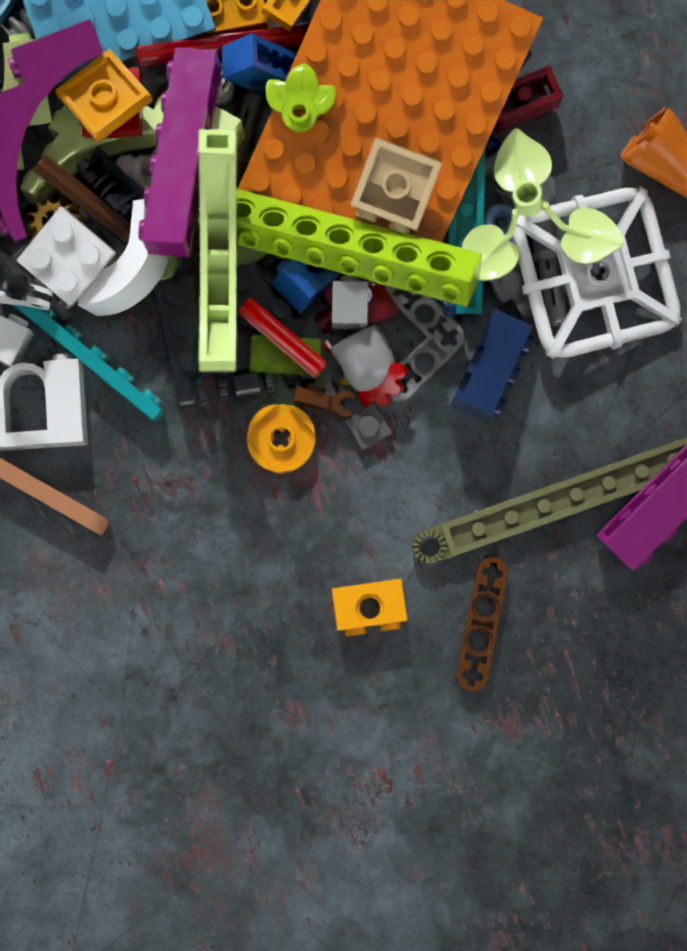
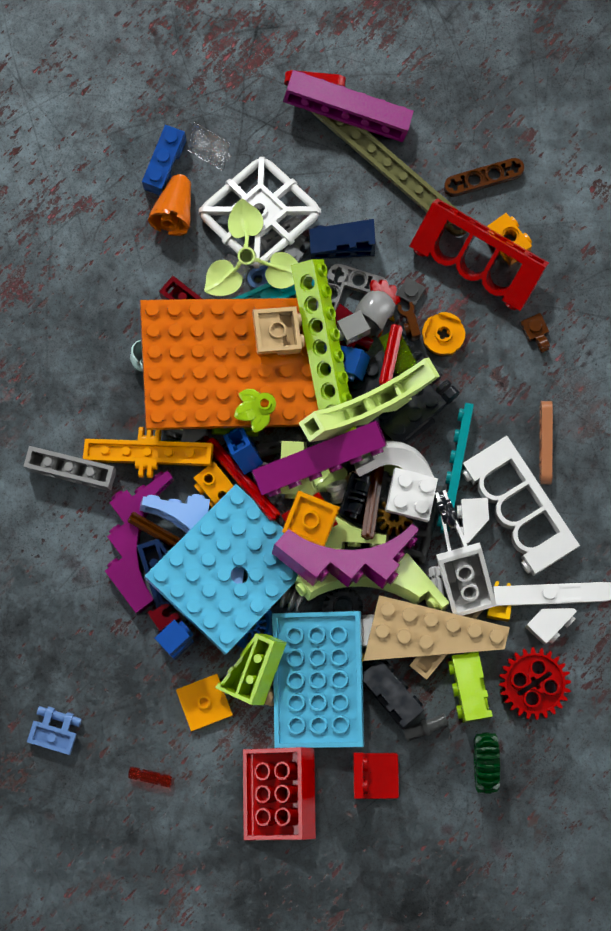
camera: 115 degrees left, 5 degrees down
(219, 572) = (536, 329): none -> reddish brown plate
(424, 486) = (427, 242): none -> red fence

